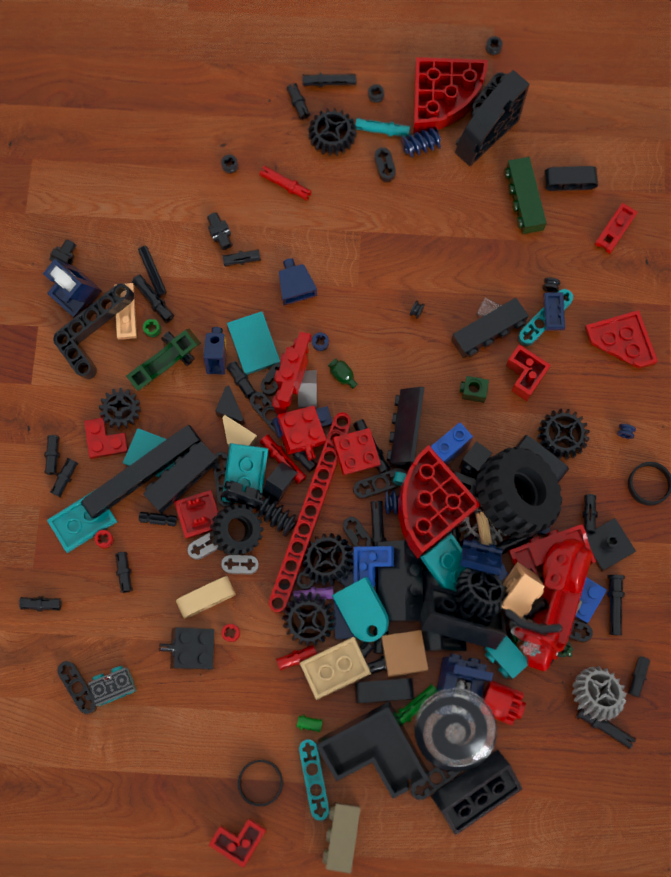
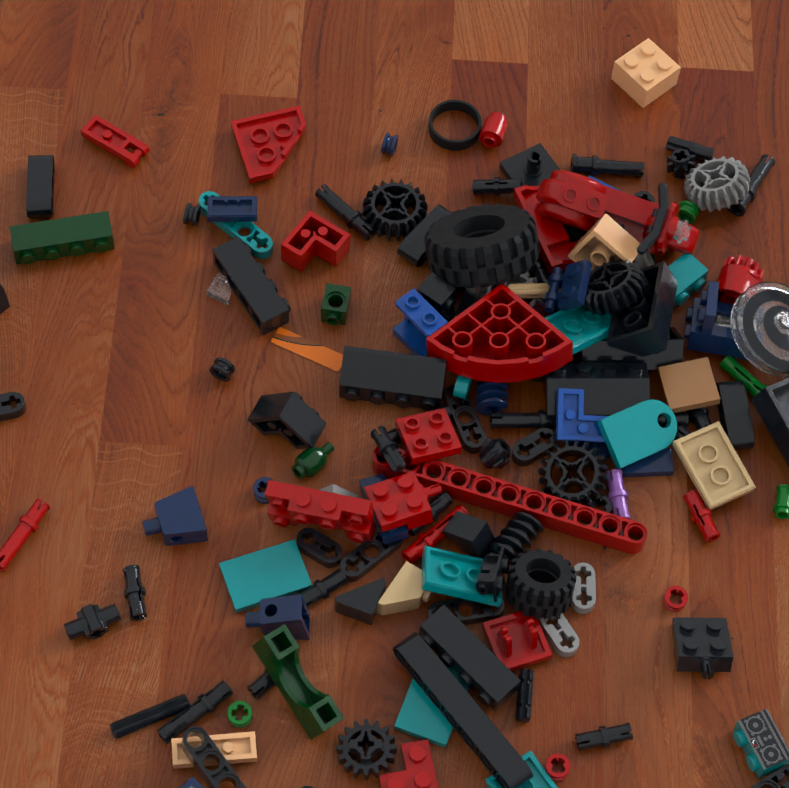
camera: 95 degrees left, 15 degrees down
(205, 597) = (631, 628): tan beam -> none
(315, 624) = (667, 501): black gear -> none
(342, 421) = (388, 449): none -> black axle
(347, 503) = (495, 453): none -> black gear
(371, 352) = (287, 416): none -> black brick
(440, 372) = (308, 349): none -> orange sticker
(554, 402) = (352, 218): none -> black pin
(574, 668) = (688, 211): none -> green bush
(621, 666) = (680, 163): none -> black gear
(646, 513) = (493, 130): none -> red brick

